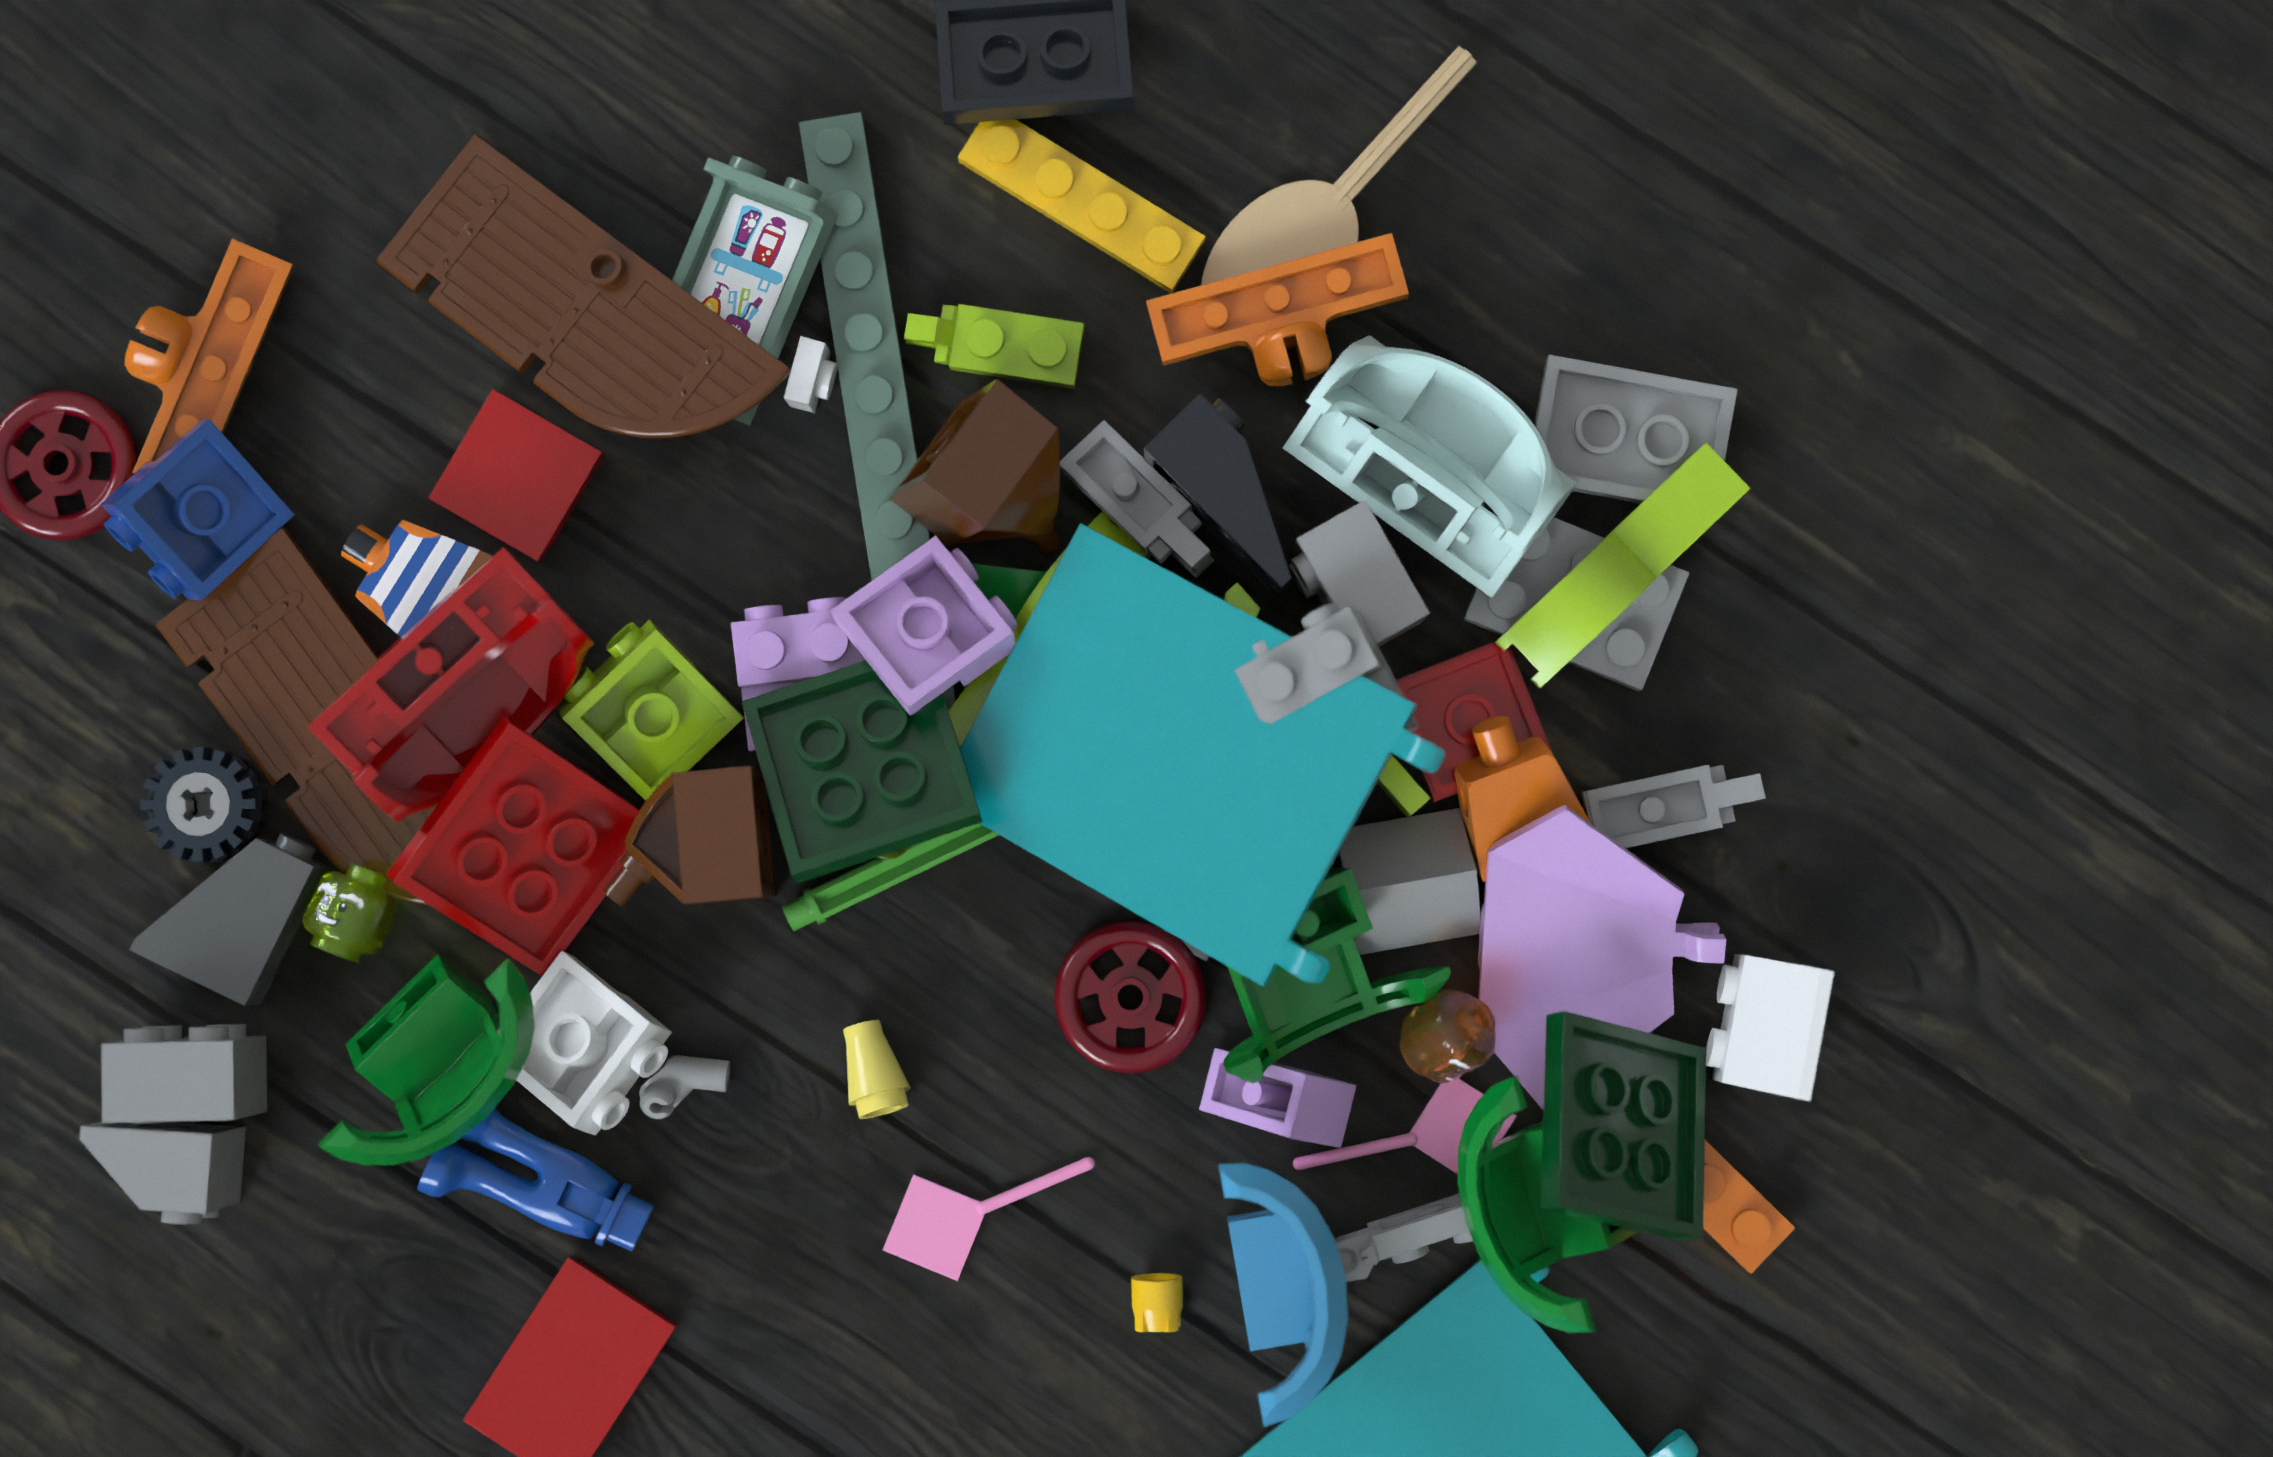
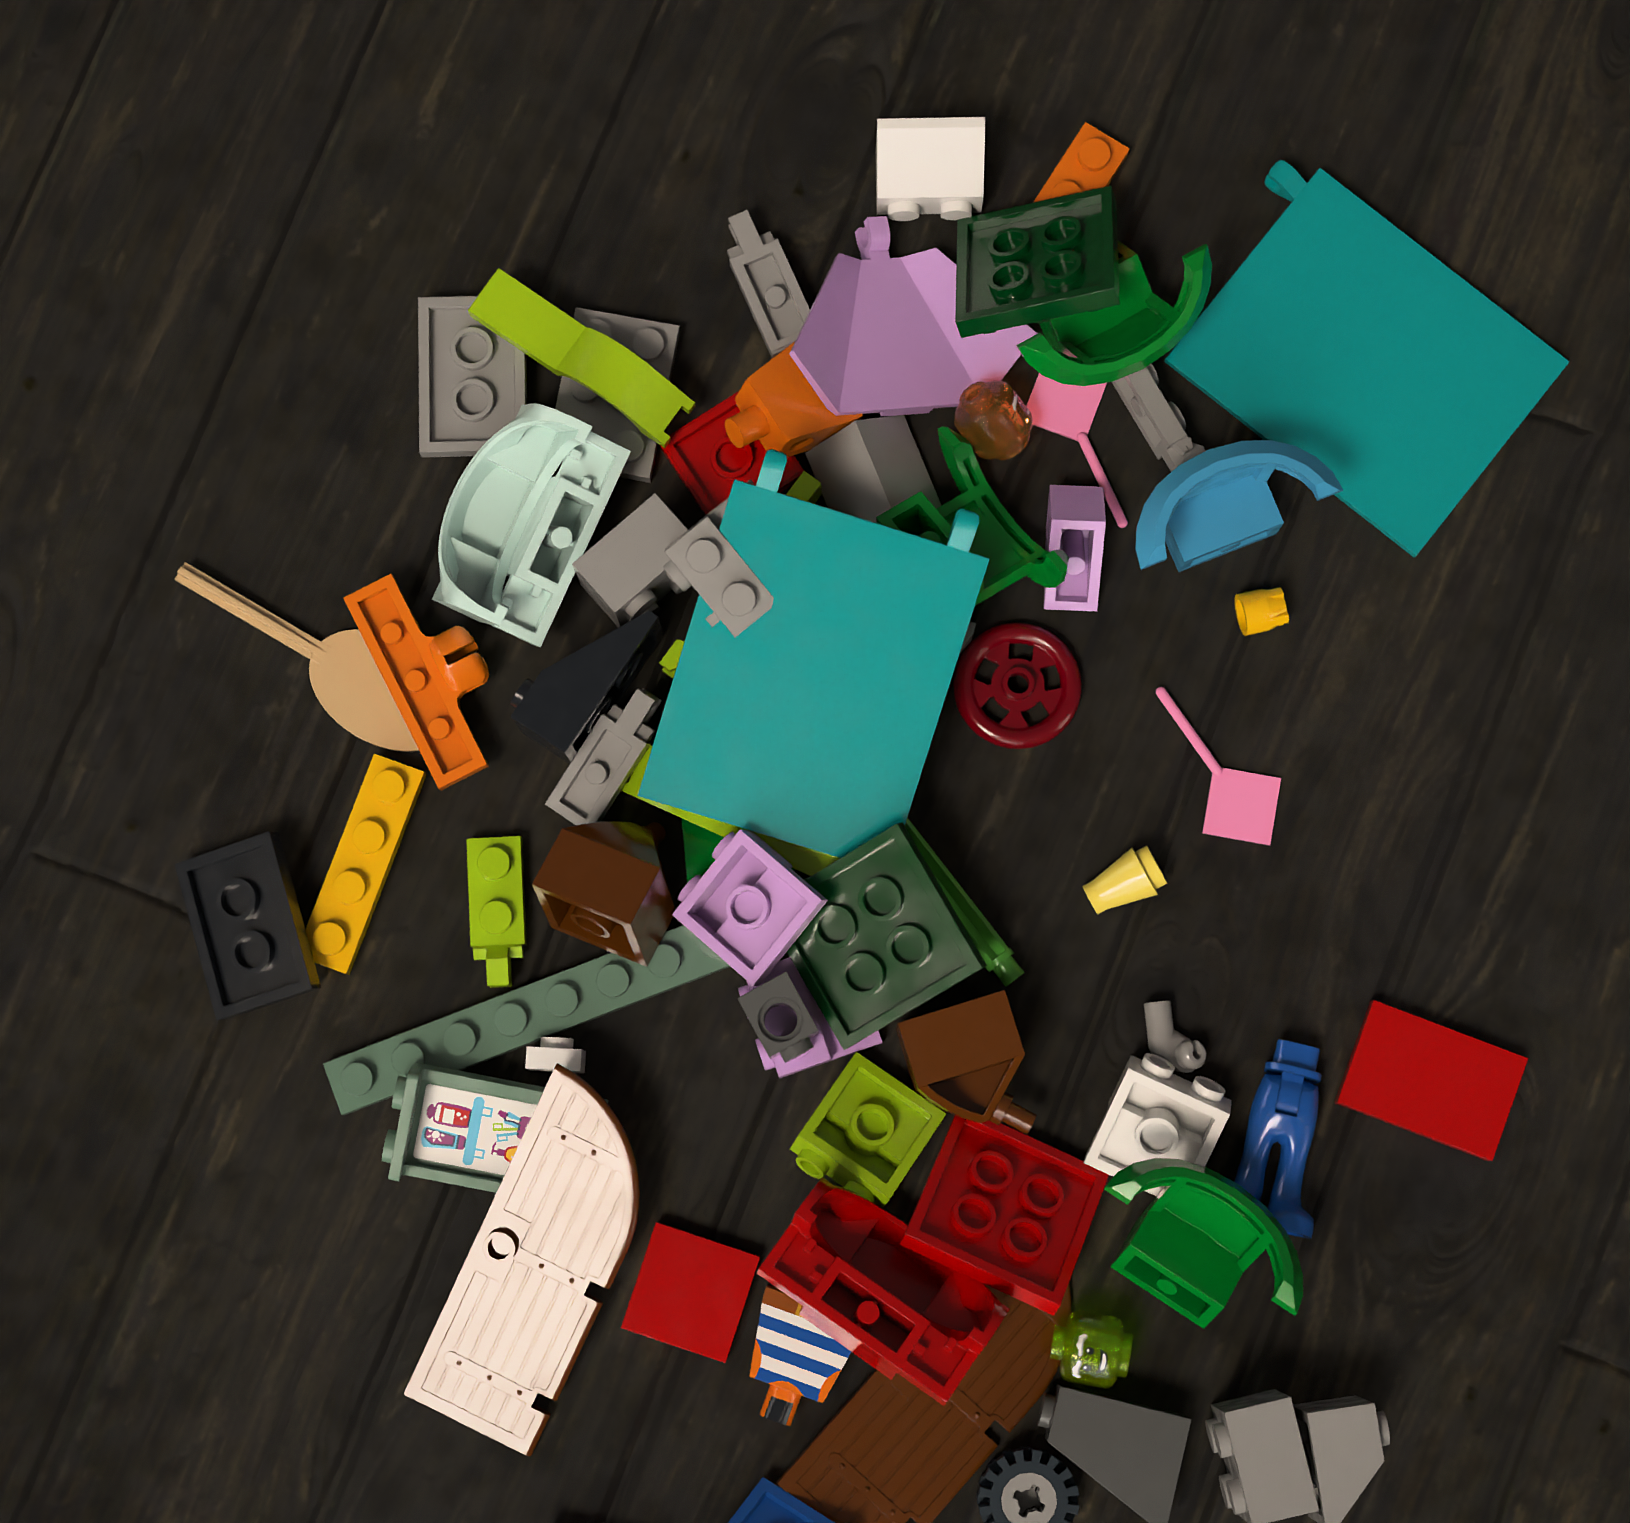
camera: 105 degrees left, 5 degrees down
(819, 636) = (775, 993): none -> dark grey brick

